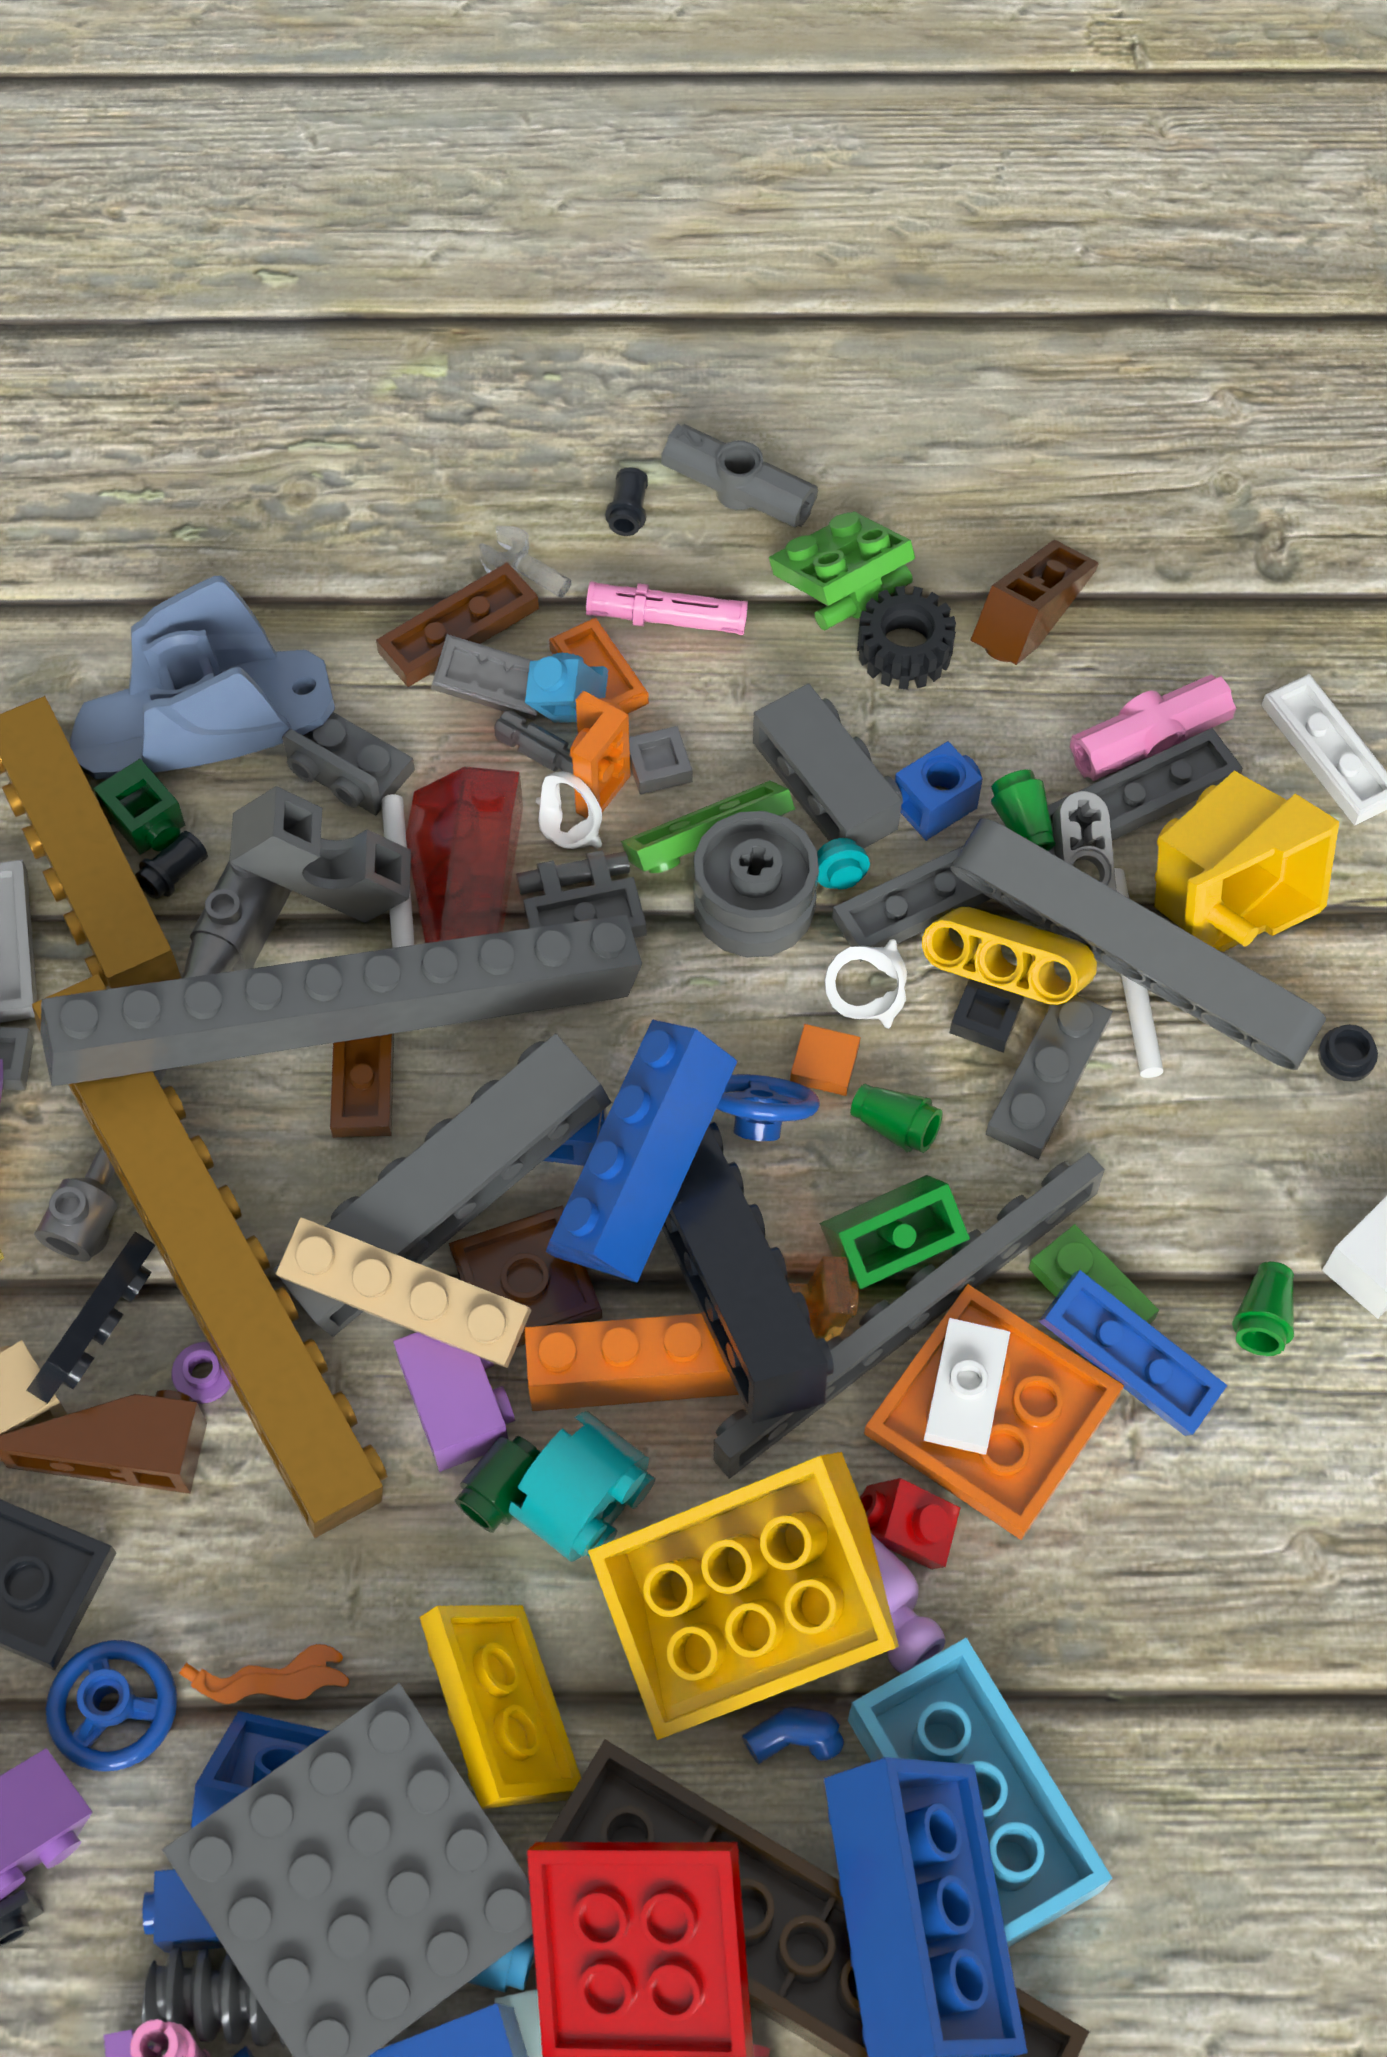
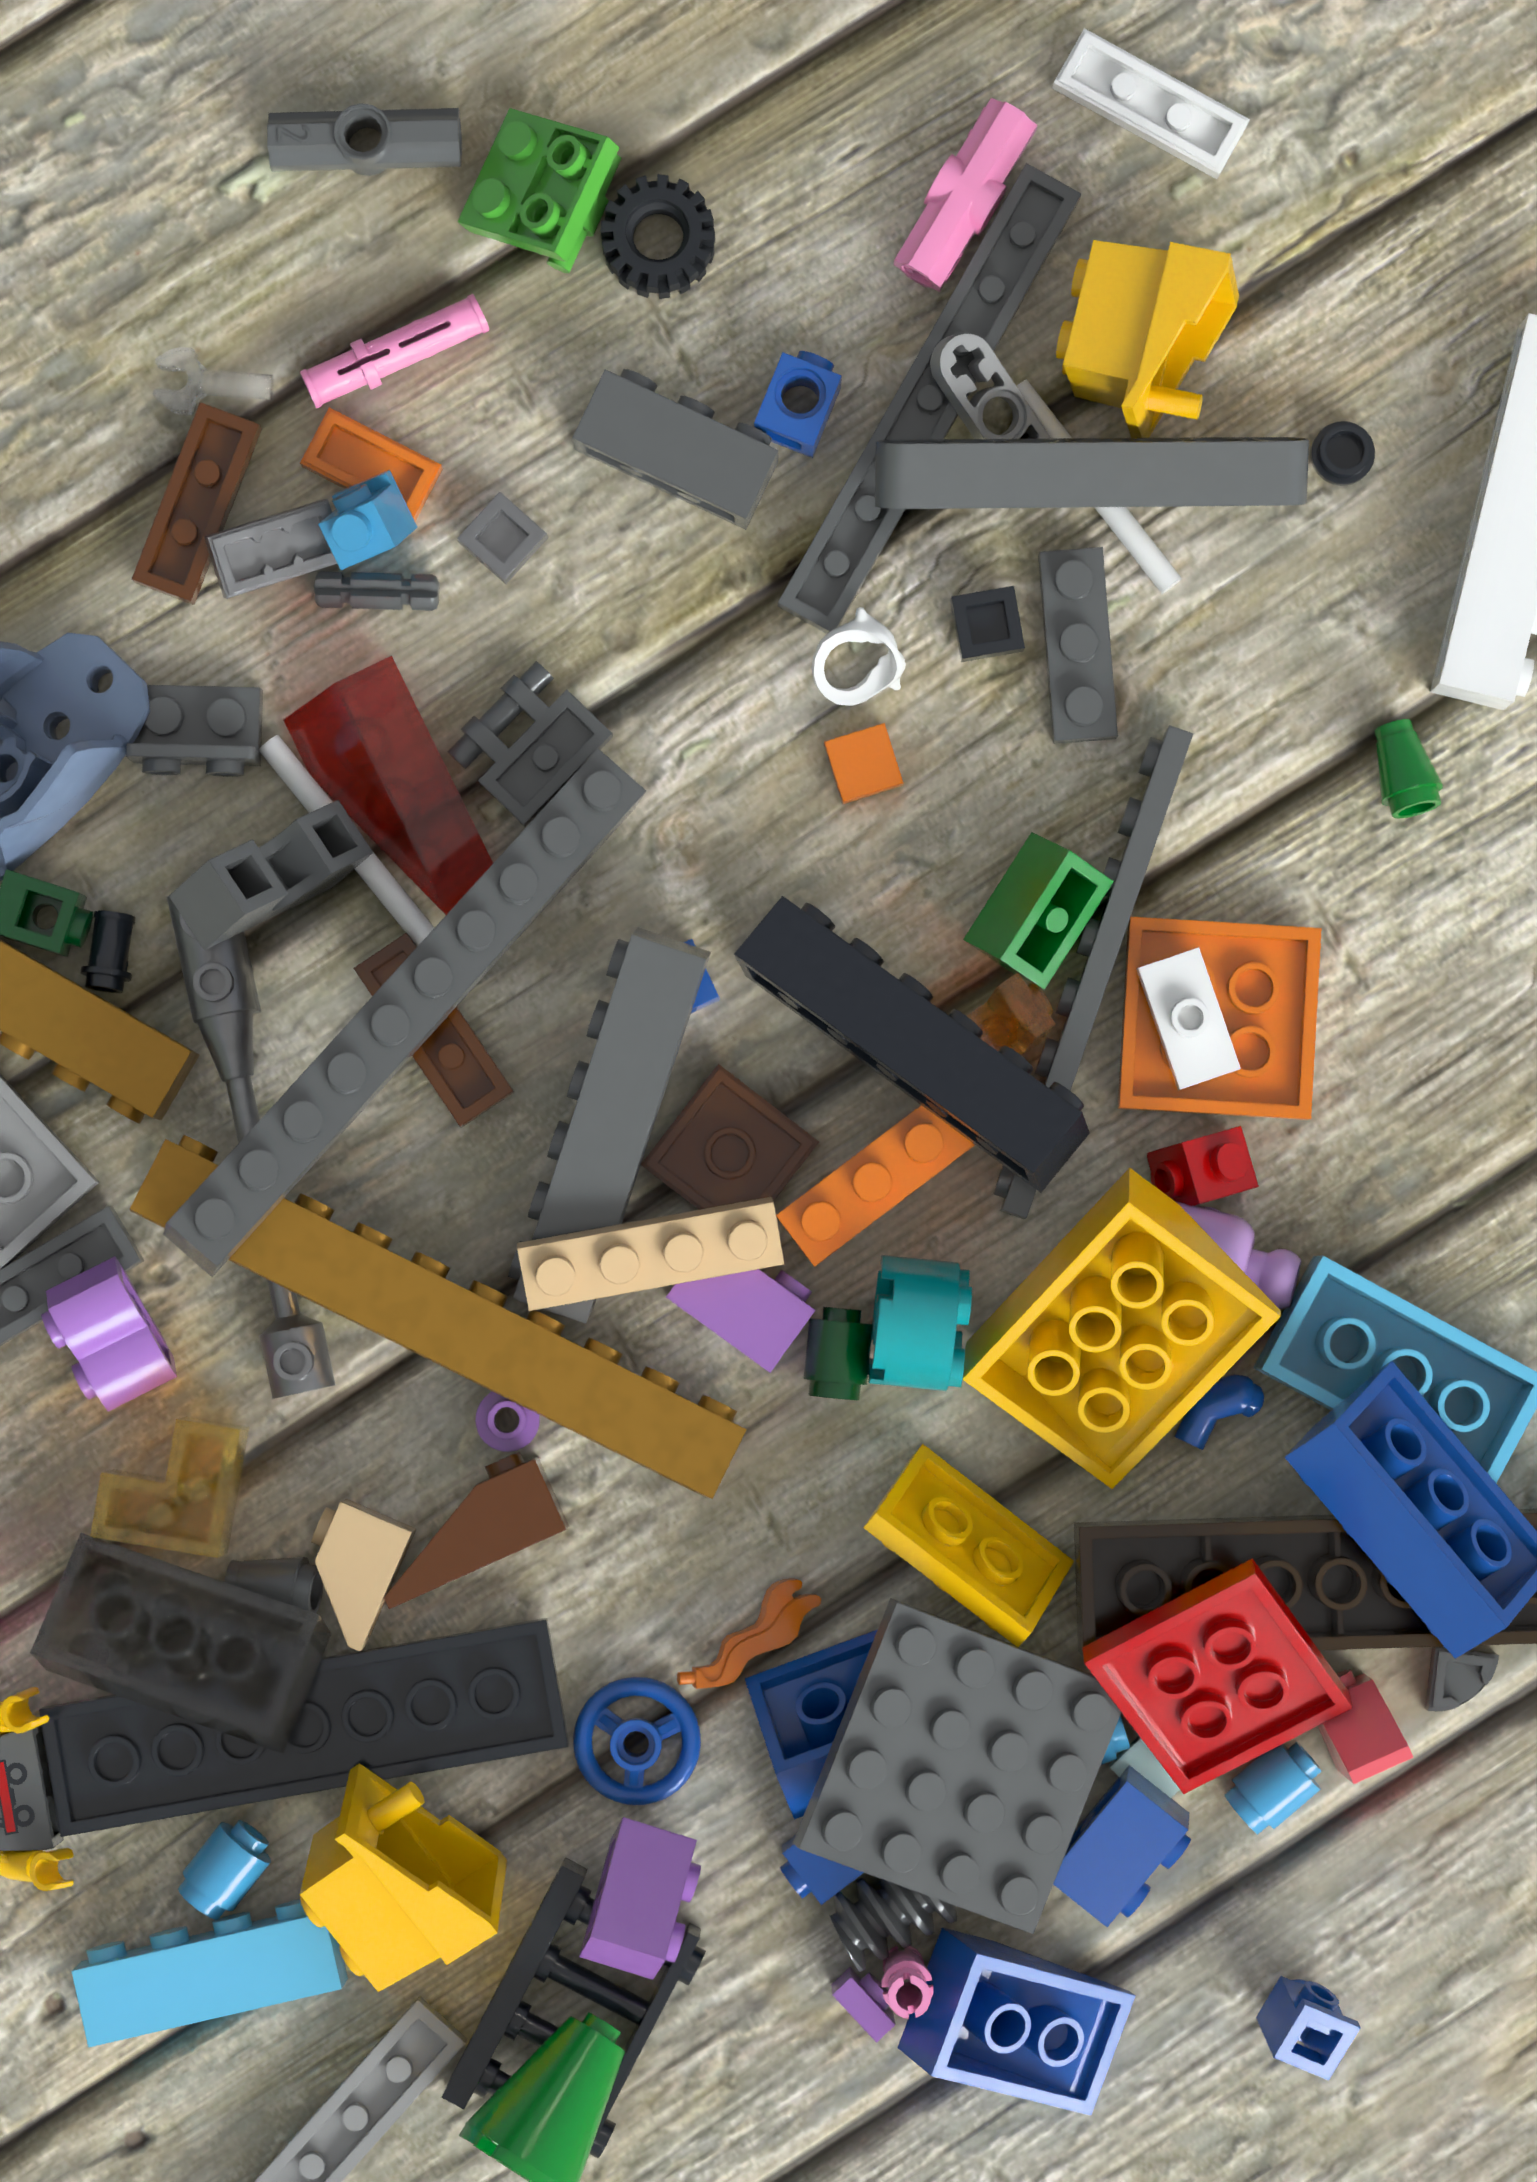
camera: 30 degrees left, 25 degrees up
(94, 1321) = (388, 1443): black plate -> none
(551, 813) = (436, 662): white piece -> none
(600, 749) = (454, 580): orange bracket -> none
(626, 511) = (269, 244): black pin -> none
(643, 1151) = (777, 997): blue slope -> none
(663, 845) = (600, 584): bright green plate -> none
(755, 883) = (680, 589): dark grey wheel -> none
(763, 1103) = (843, 862): blue piece -> none
(841, 864) = (754, 547): teal plate -> none
(898, 1116) = (967, 784): green cone -> none
(1024, 807) = (905, 390): green cone -> none
(1031, 601) = (761, 108): reddish brown slope -> none
(1033, 947) = (978, 557): yellow beam -> none
(1077, 1252) = (1239, 843): bright green plate -> none
(1133, 1353) = (1312, 894): blue plate -> none

